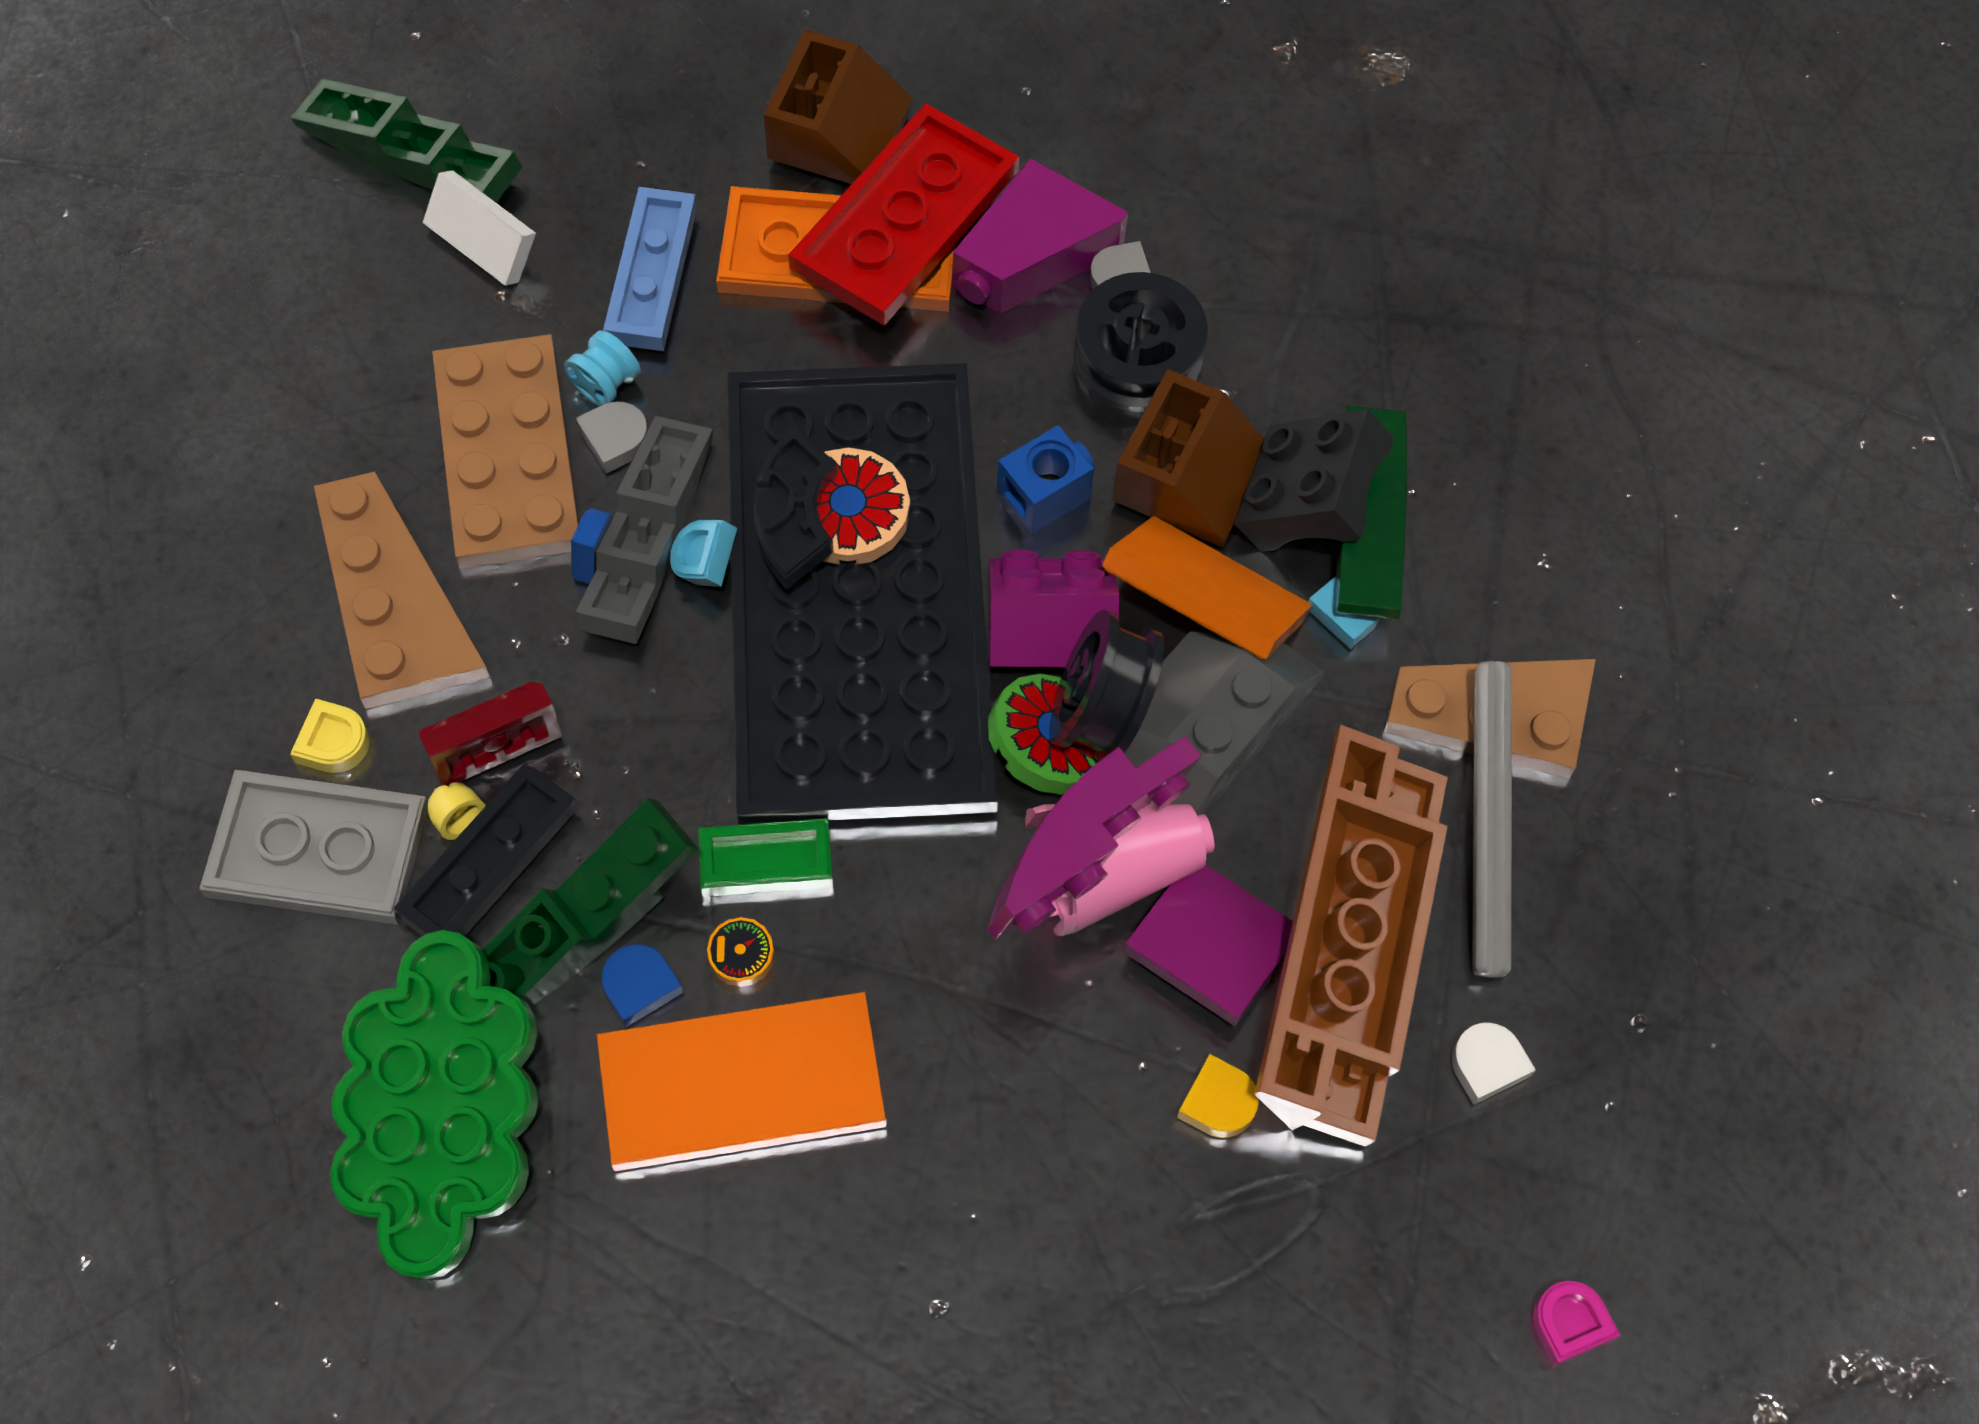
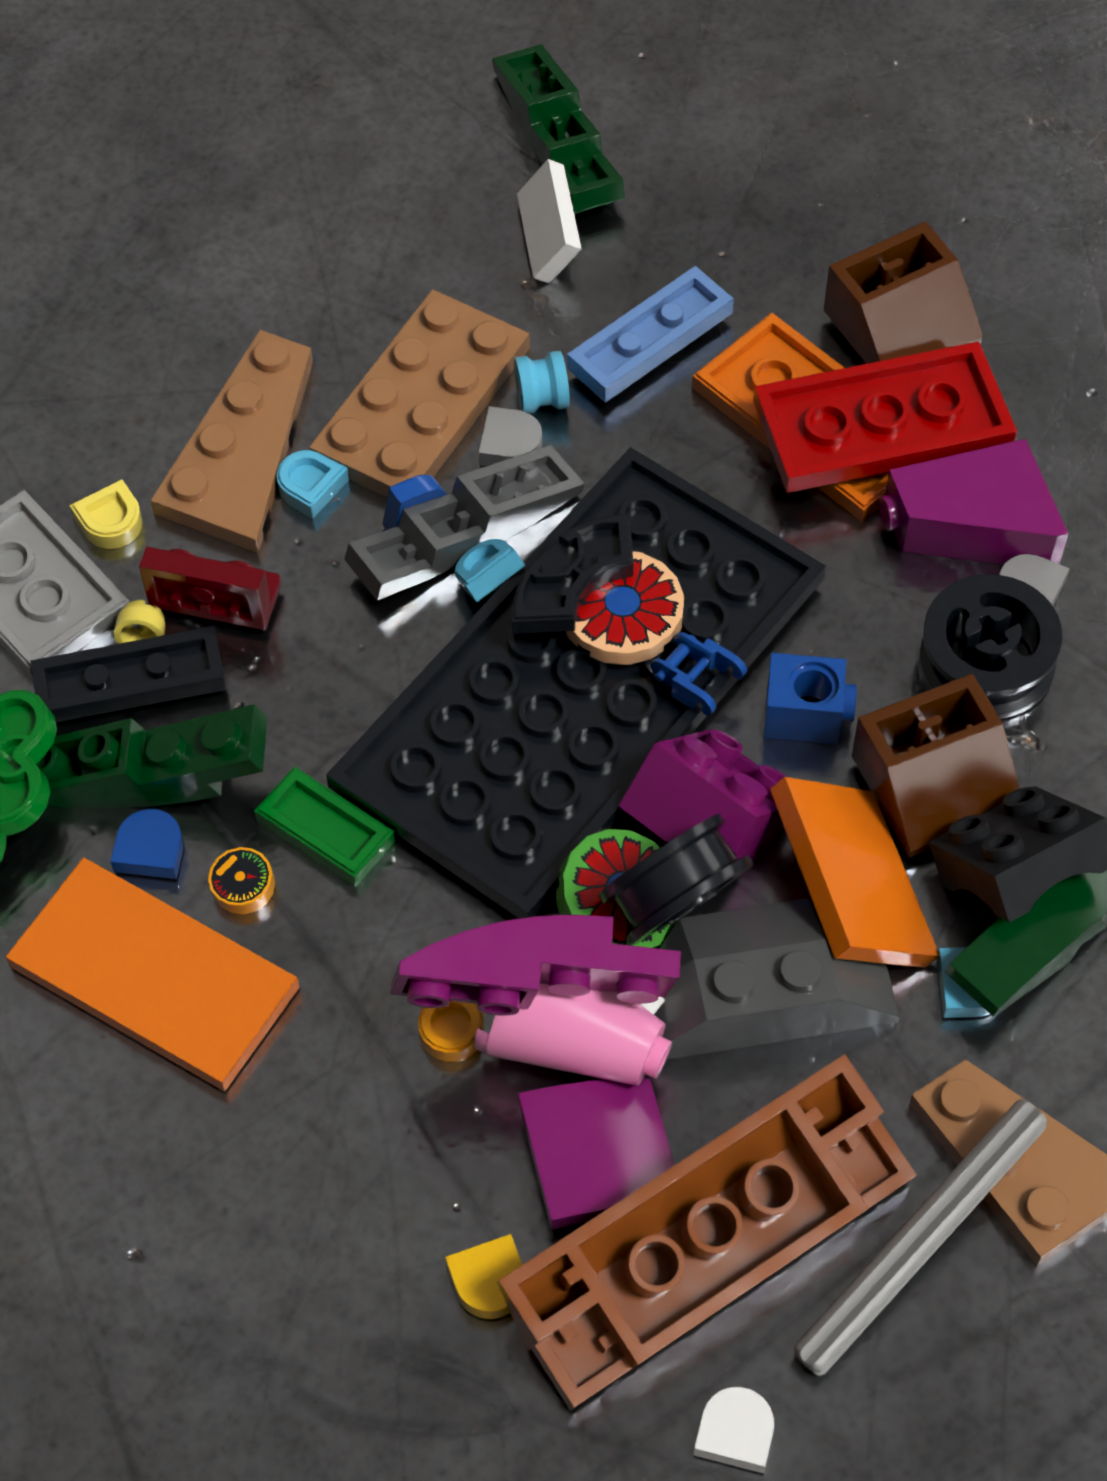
camera: 45 degrees right, 5 degrees down
(478, 586) = (310, 481): none -> medium azure tile
(952, 533) = (706, 655): none -> blue piece
(1013, 949) = (450, 1030): none -> light orange tile

